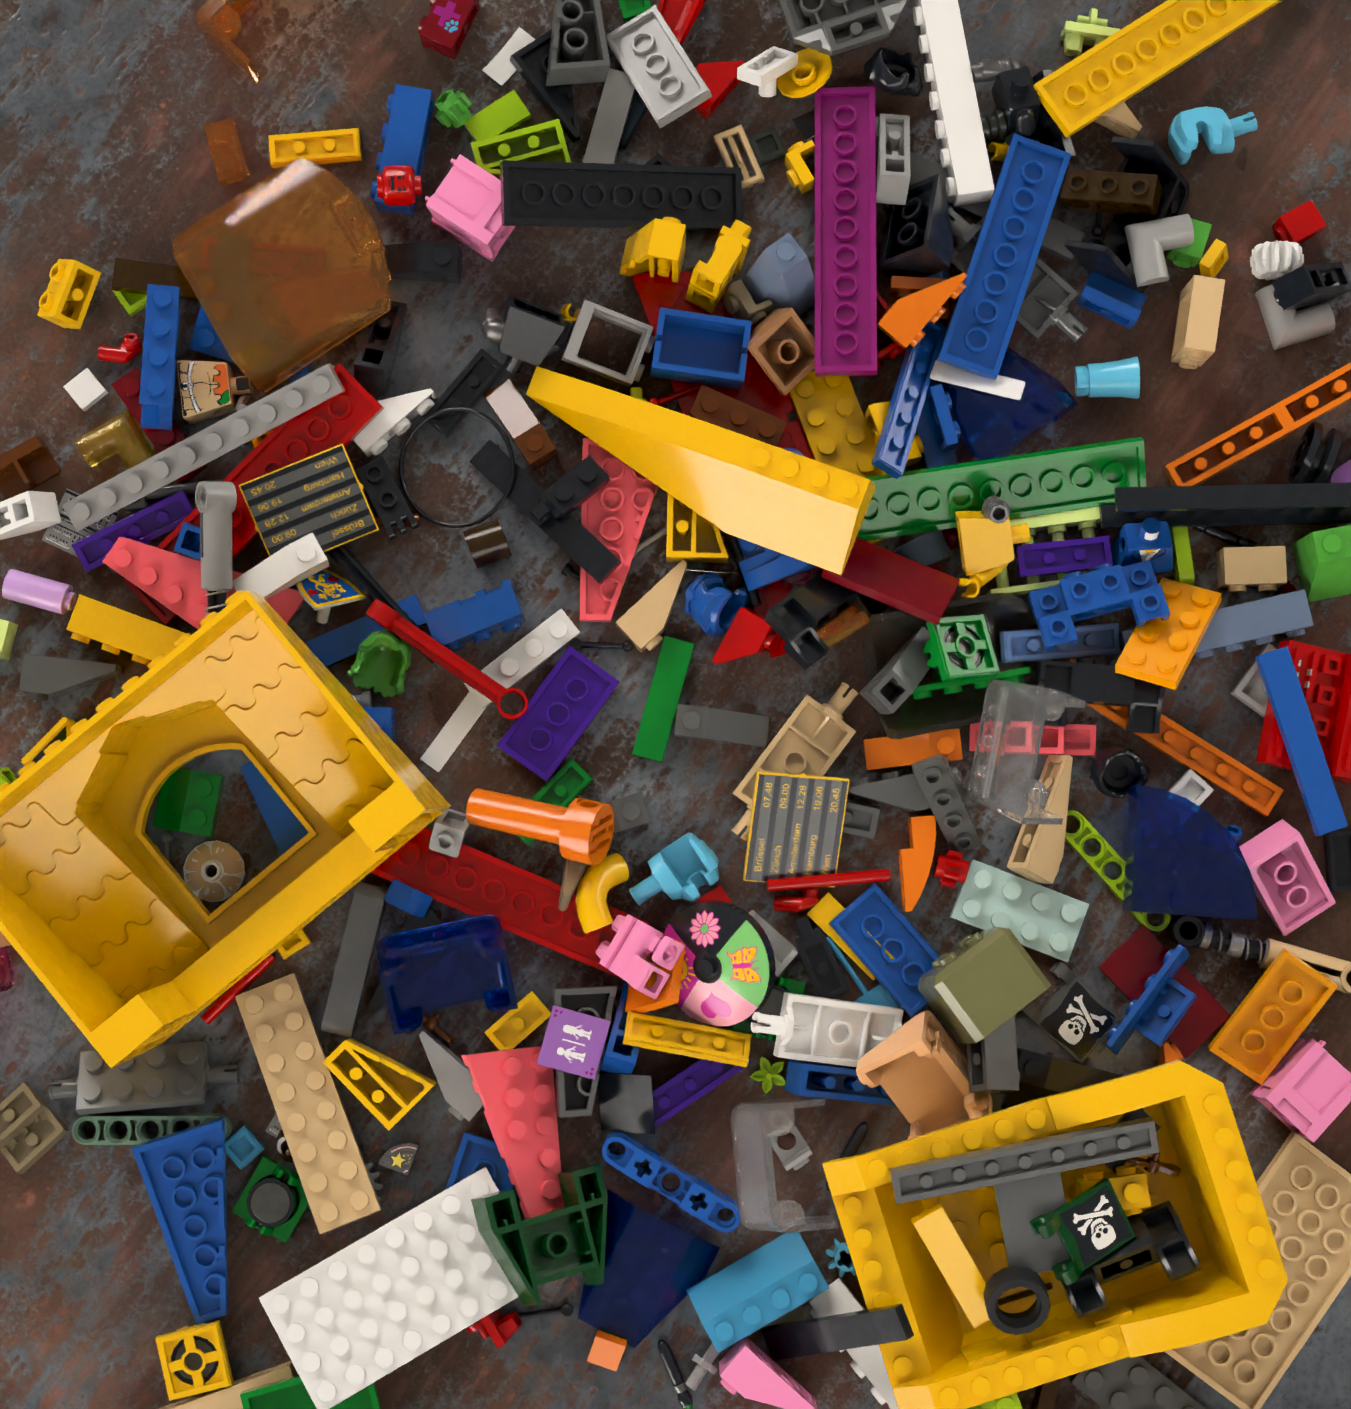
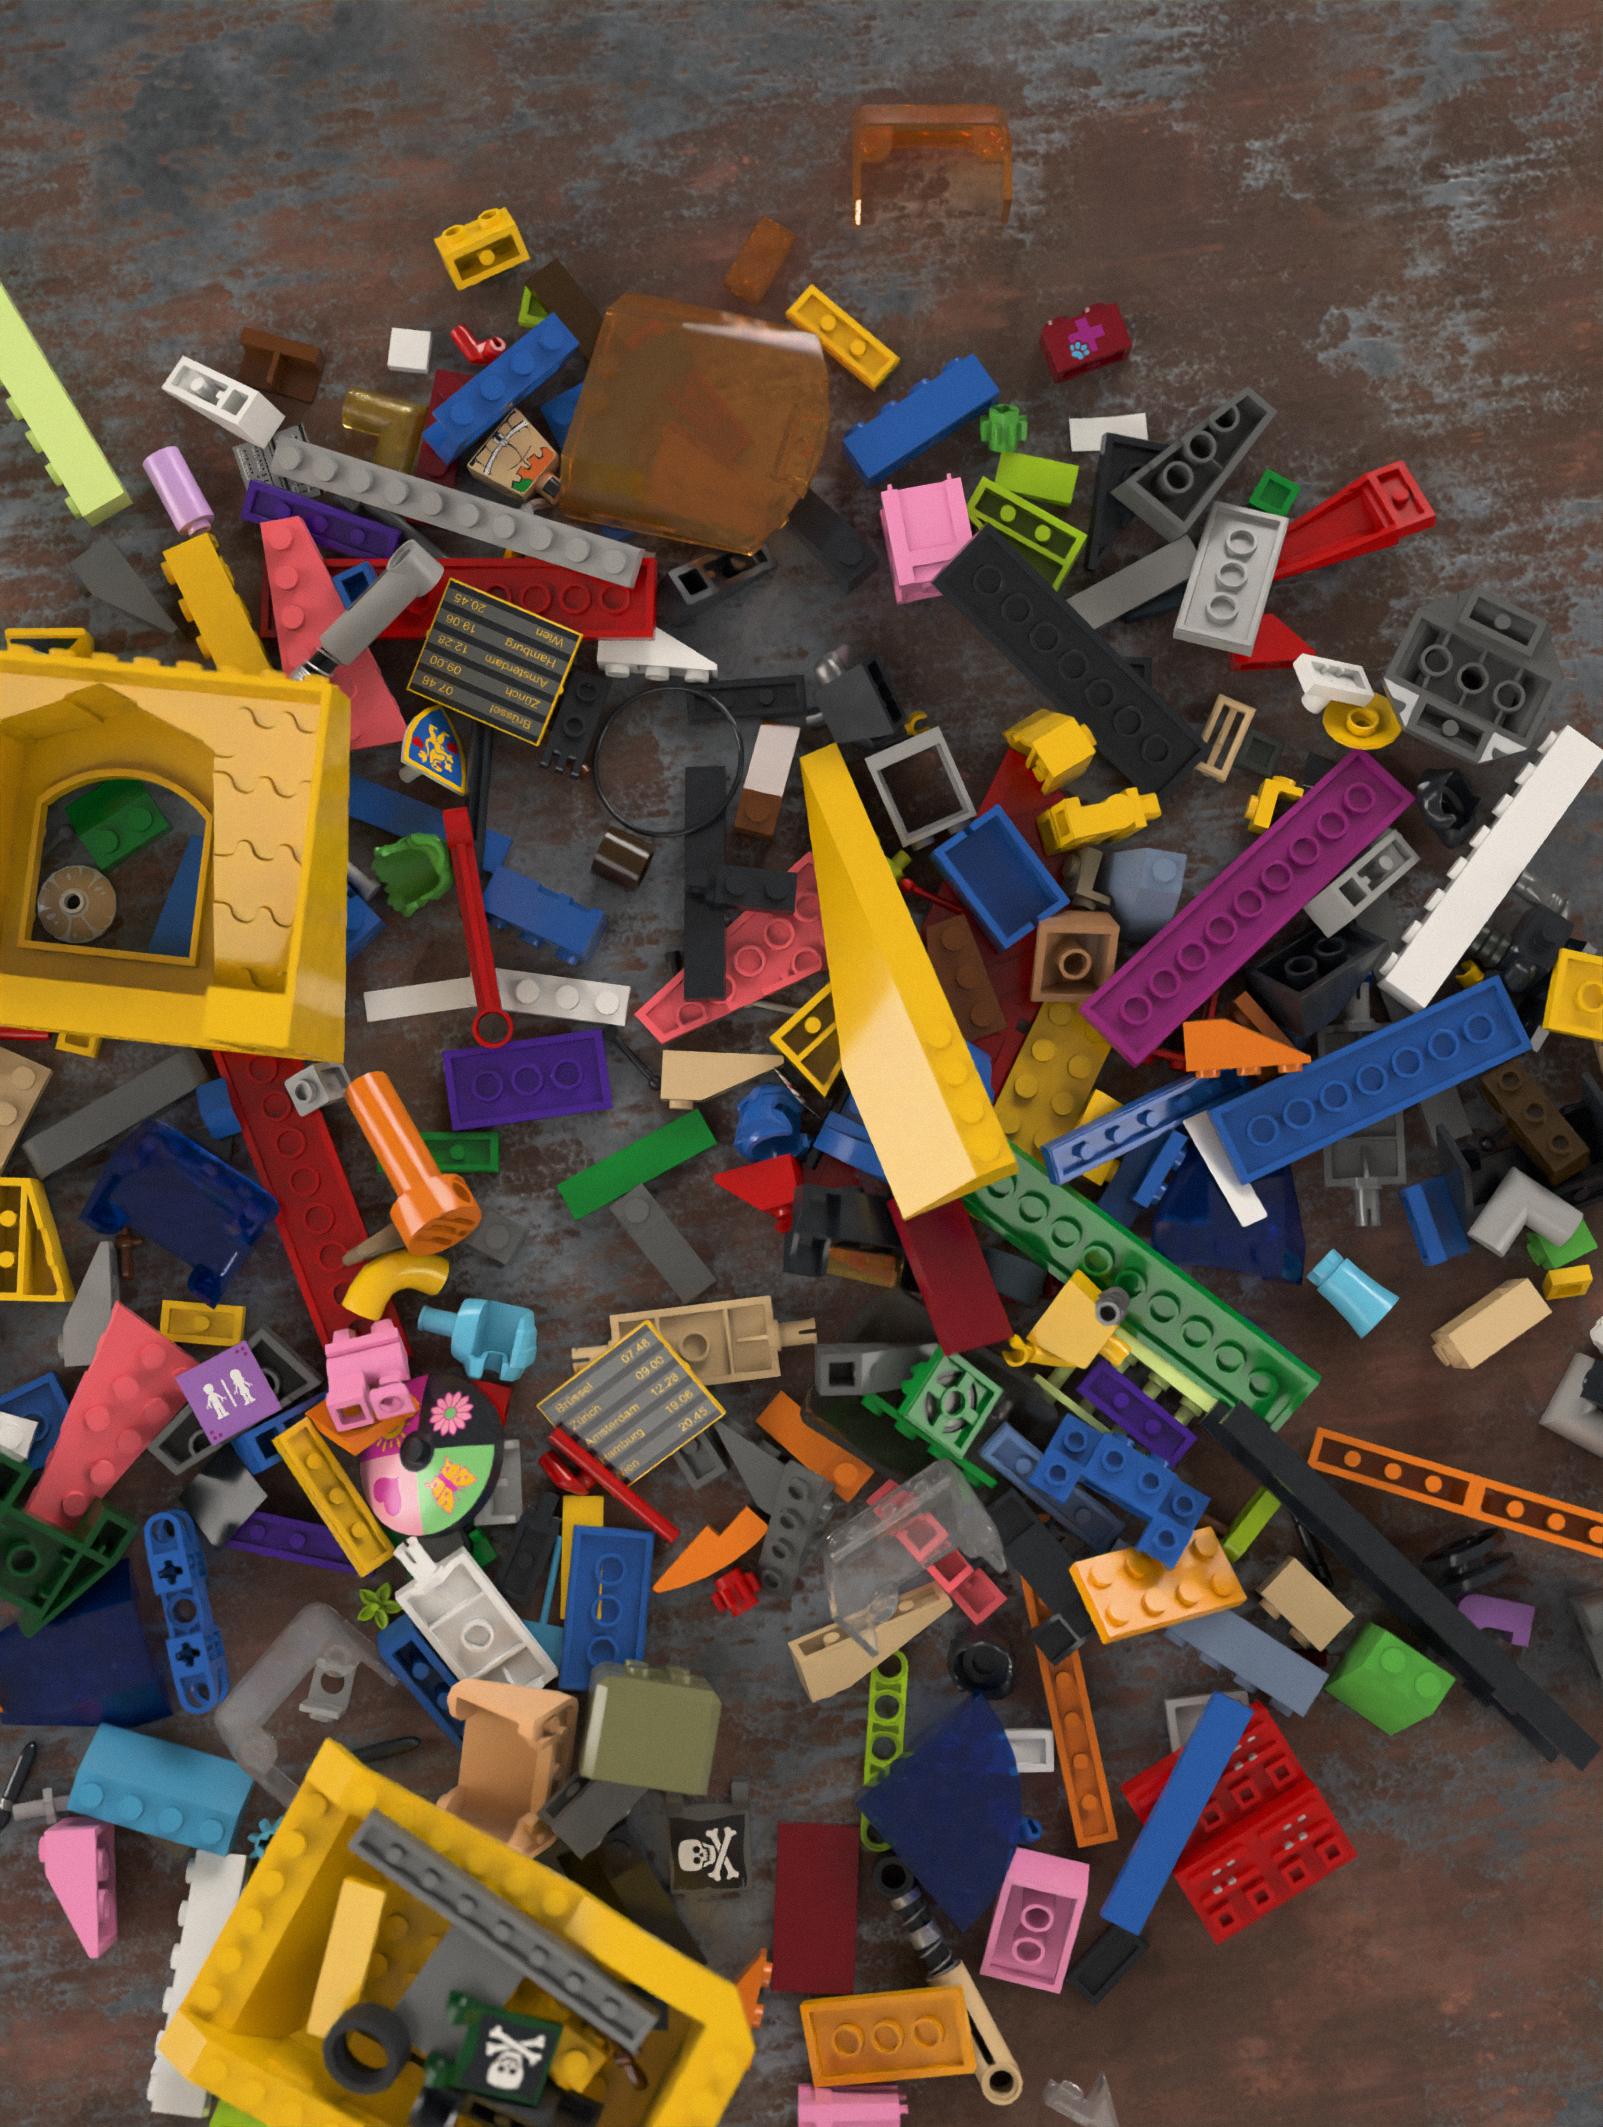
camera: 45 degrees right, 0 degrees up
(284, 568) = (408, 694): white slope -> none
(398, 185) = (876, 449): red head -> none
(838, 1332) = (188, 1906): black tile -> none
(1033, 913) = (760, 1695): light aqua plate -> none
(1144, 542) = (1222, 1477): blue torso -> none
(1158, 1007) = (791, 1917): blue bracket -> none

